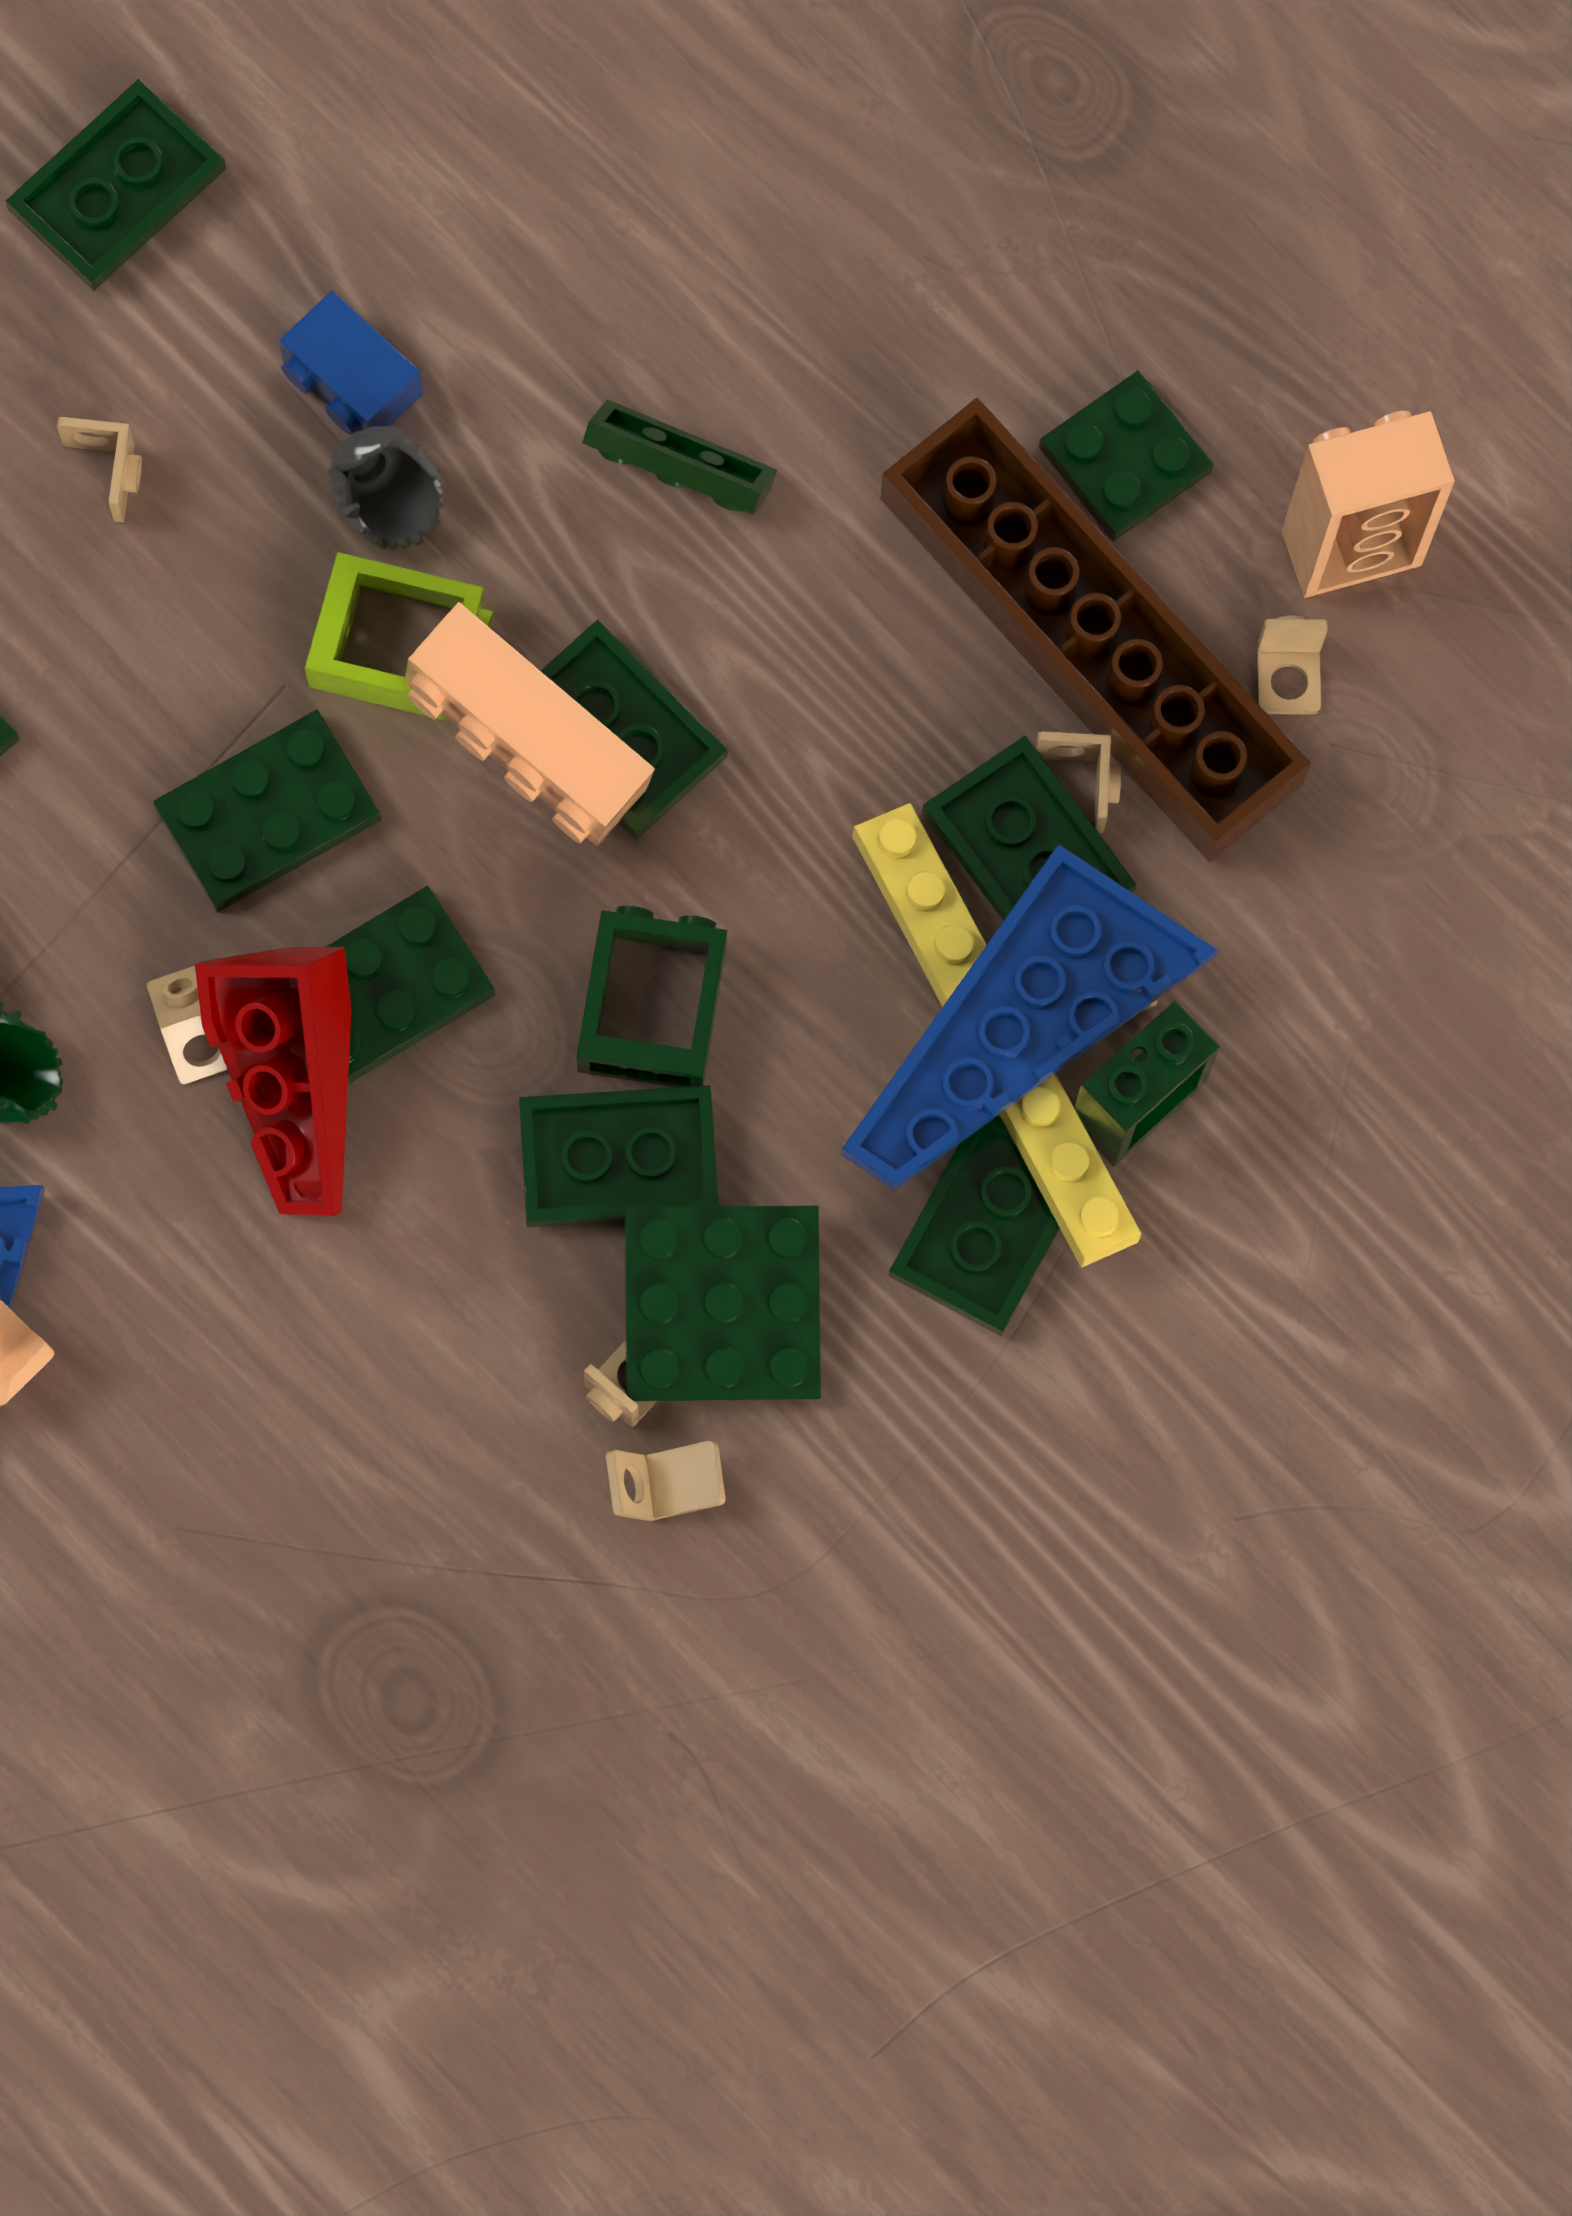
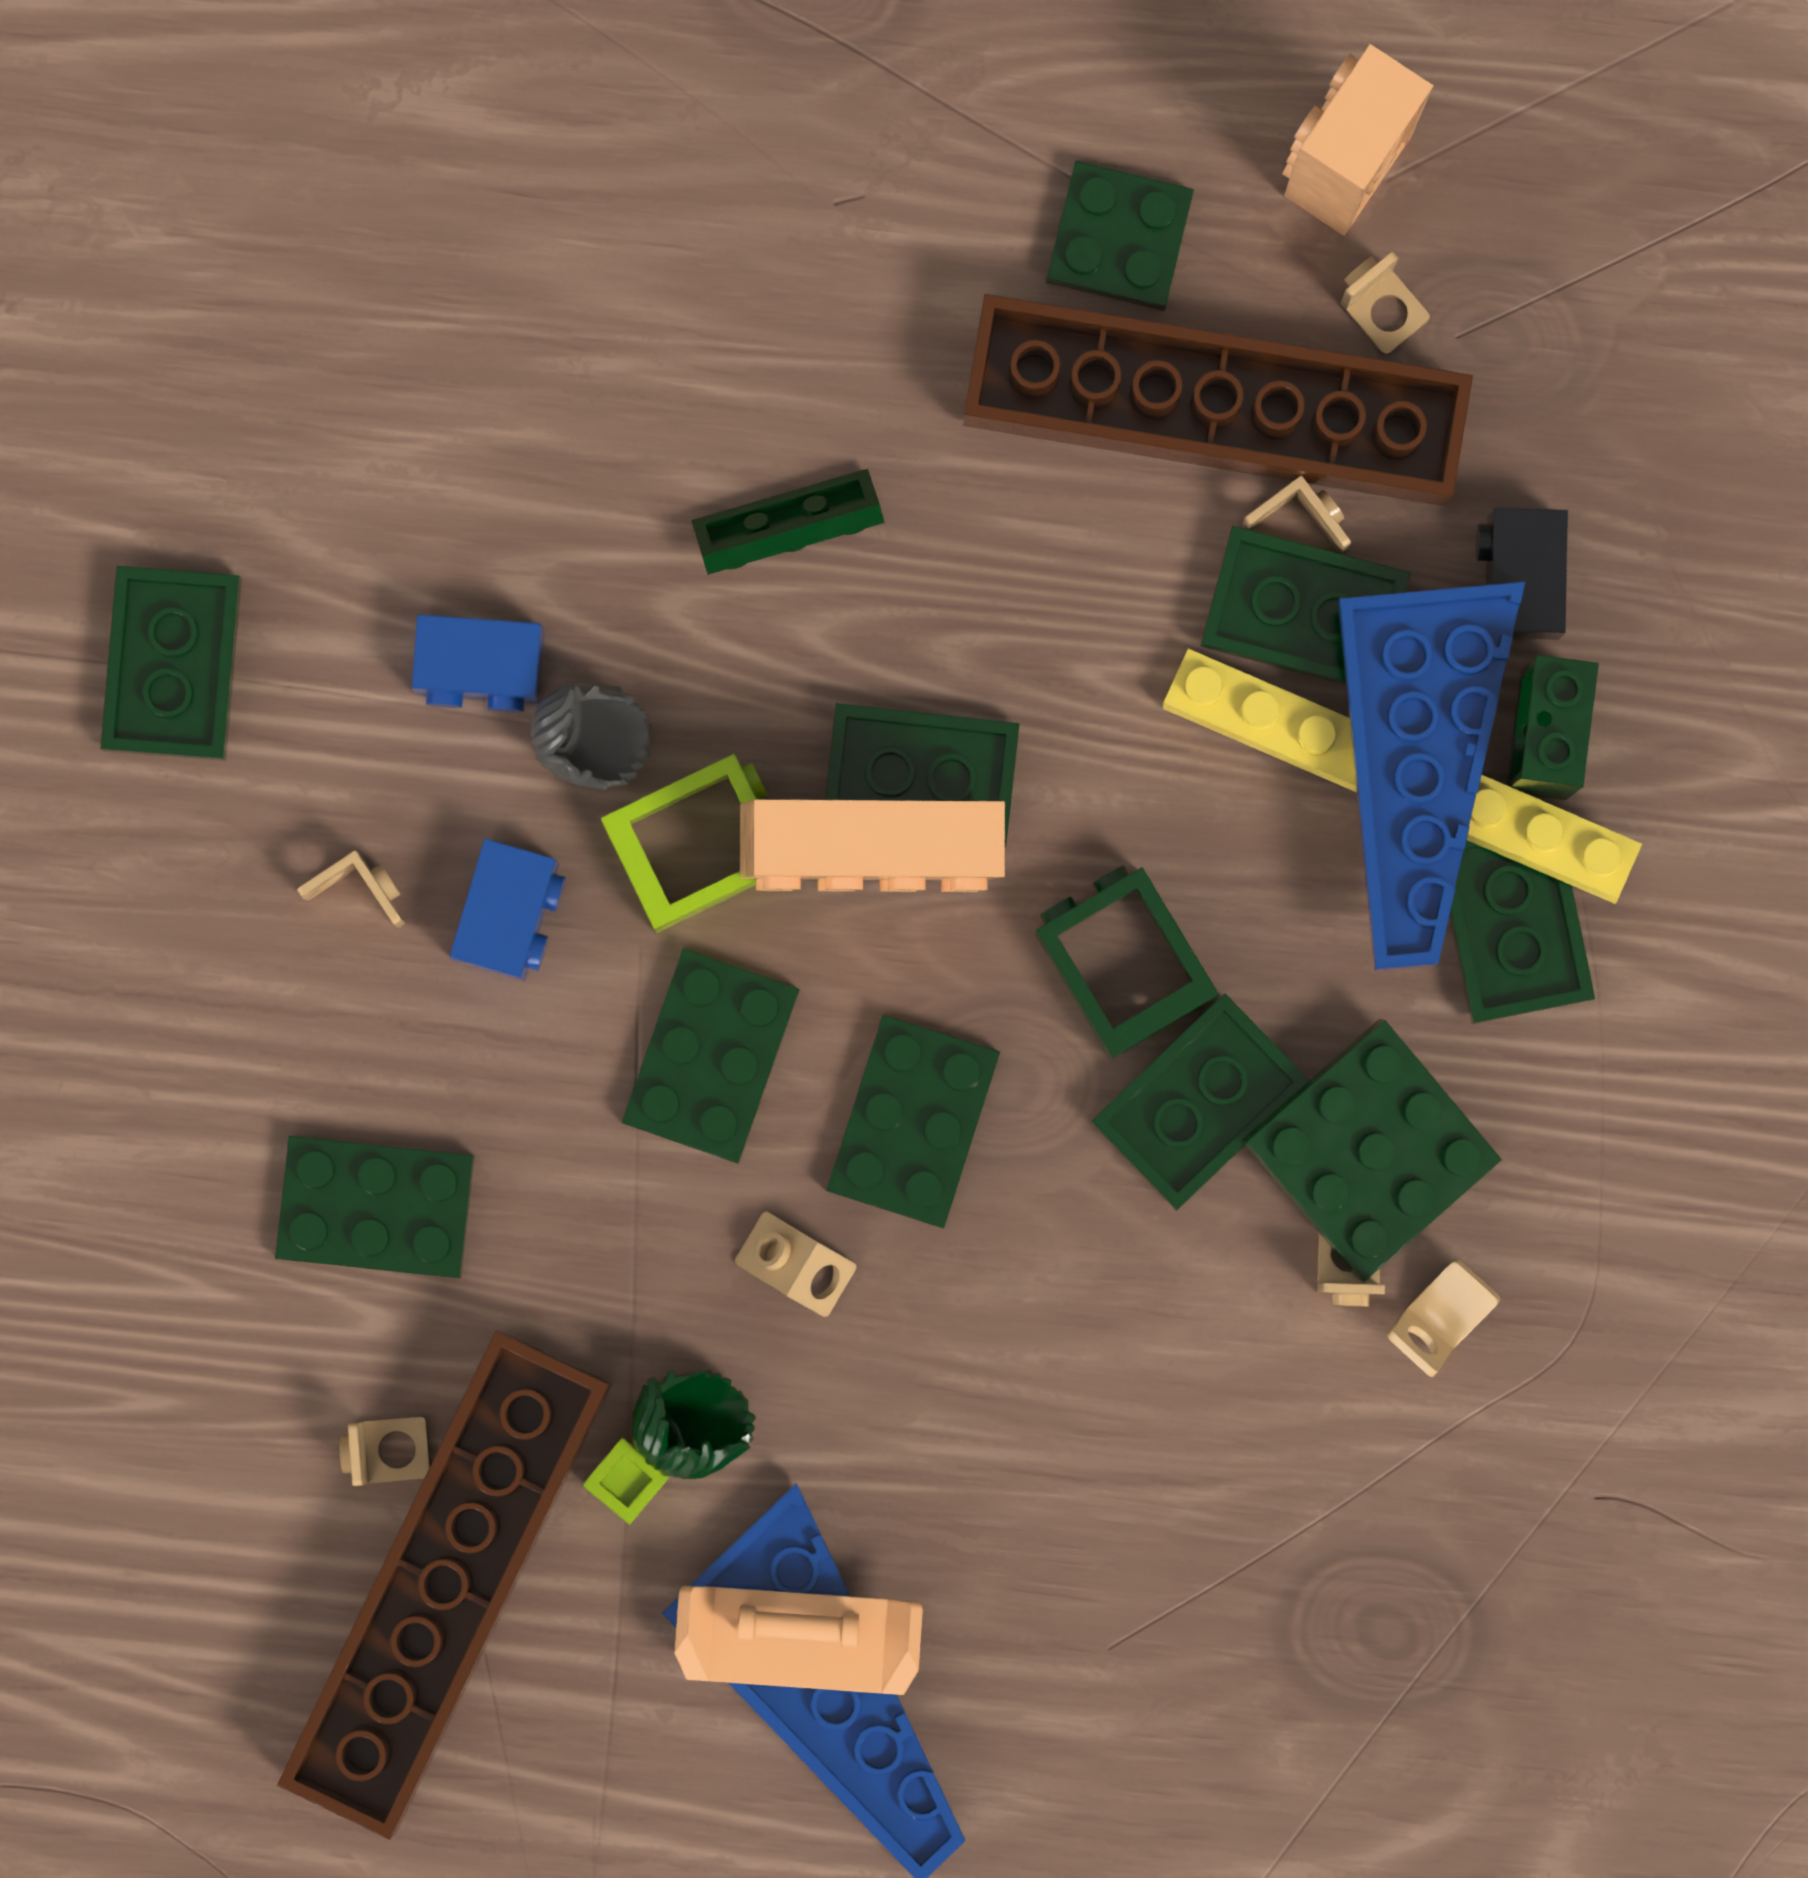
camera: 35 degrees left, 10 degrees up
(206, 569) = (507, 910): none -> blue piece
(287, 1049) = (891, 1230): red wedge -> none
(1250, 946) = (1531, 550): none -> black piece

